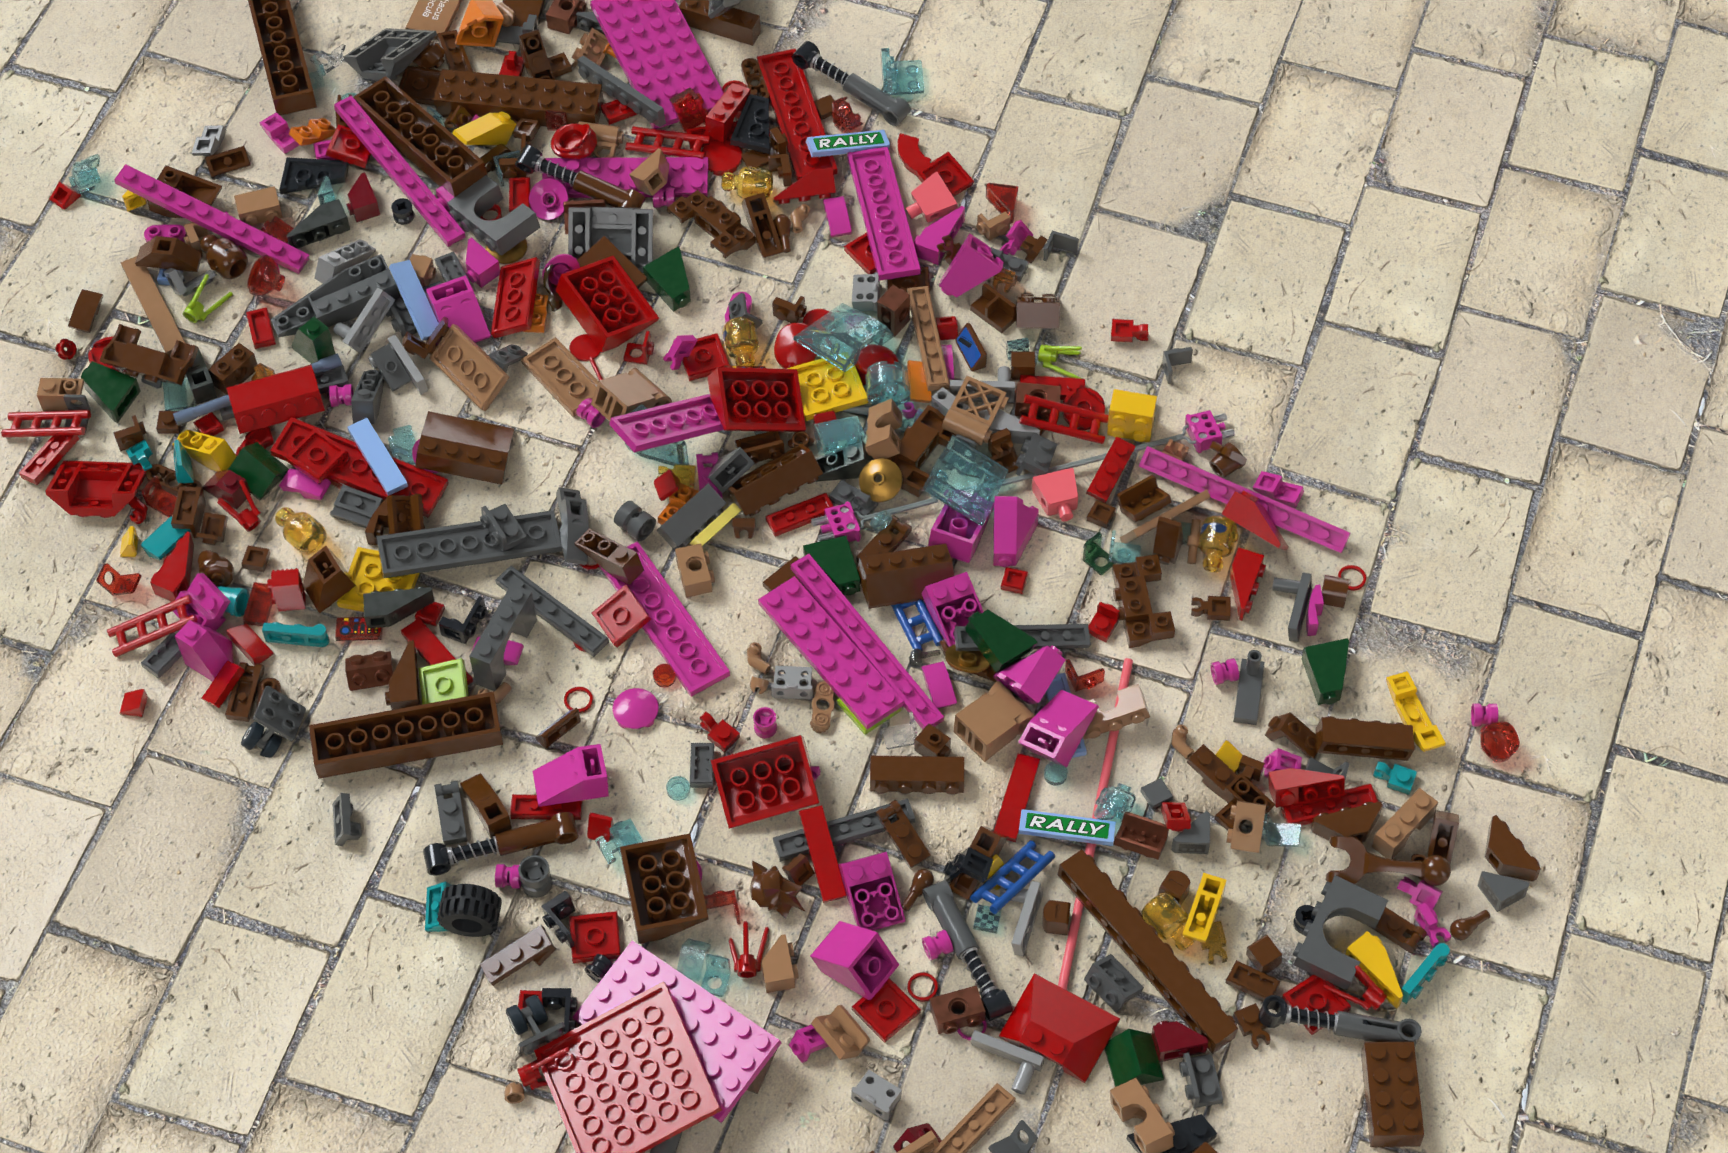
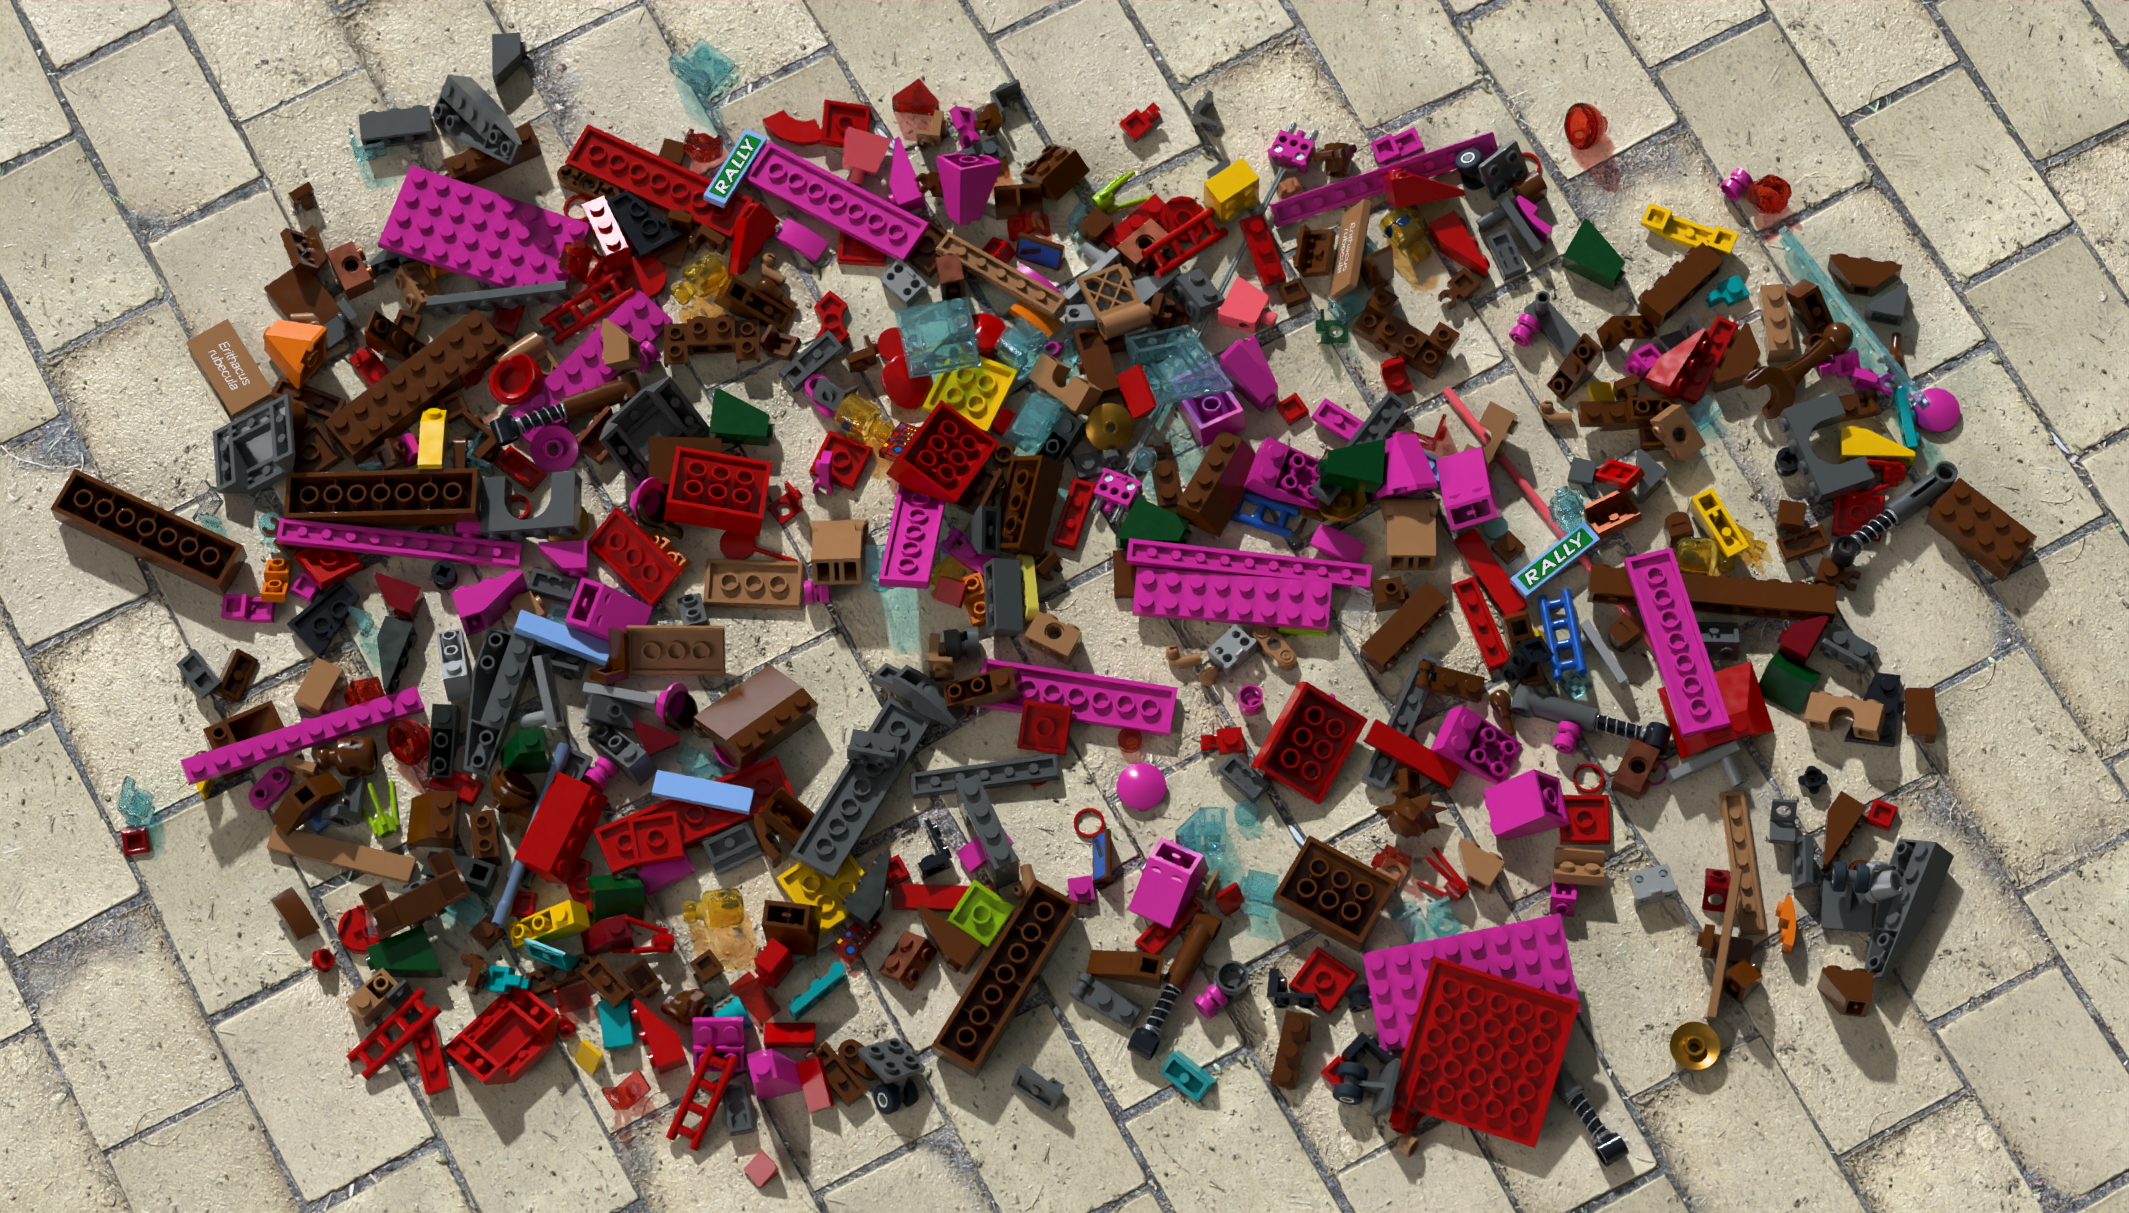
camera: 45 degrees left, 10 degrees up
(223, 335) = (434, 820): none -> reddish brown slope
(280, 354) = (512, 791): none -> reddish brown piece
(282, 294) = (443, 740): none -> pearl dark grey slope
(391, 403) = (654, 739): none -> dark red slope
(400, 240) = (488, 601): none -> dark pink slope
(426, 396) = (678, 708): none -> piece
(469, 910) = (1223, 1052): black tyre -> none
(521, 733) = (1081, 889): none -> dark pink plate
(598, 805) = (1212, 886): none -> medium nougat bracket
(604, 511) = (940, 667): none -> medium nougat bracket
(632, 768) = (1204, 831): none -> clear light blue slope
(714, 925) = (1392, 862): none -> medium nougat bracket
(748, 258) = (779, 345): none -> reddish brown bracket
(756, 283) = (811, 360): none -> dark grey plate
(791, 282) = (831, 312): none -> red tile
(892, 109) = (731, 104): piece -> none
(920, 473) = (1137, 392): none -> red slope
(974, 816) = (1481, 623): none -> red tile
(982, 324) = (1027, 223): none -> clear red bracket
(1032, 608) = (1336, 420): none -> dark pink plate
(1048, 793) = (1508, 547): none -> reddish brown plate
(1067, 1134) = (1813, 772): none -> black plate
(1075, 951) = (1676, 642): none -> dark pink plate
(1193, 541) = (1383, 242): medium nougat bar -> none
(1229, 724) = (1577, 367): none -> reddish brown slope
(1270, 616) = (1506, 254): none -> dark grey plate
(1322, 555) = (1495, 173): none -> dark grey plate
(1420, 585) = (1584, 126): none -> clear red piece
(1456, 988) = (1941, 413): none -> dark pink dish
(1460, 876) = (1857, 324): none -> clear light blue plate

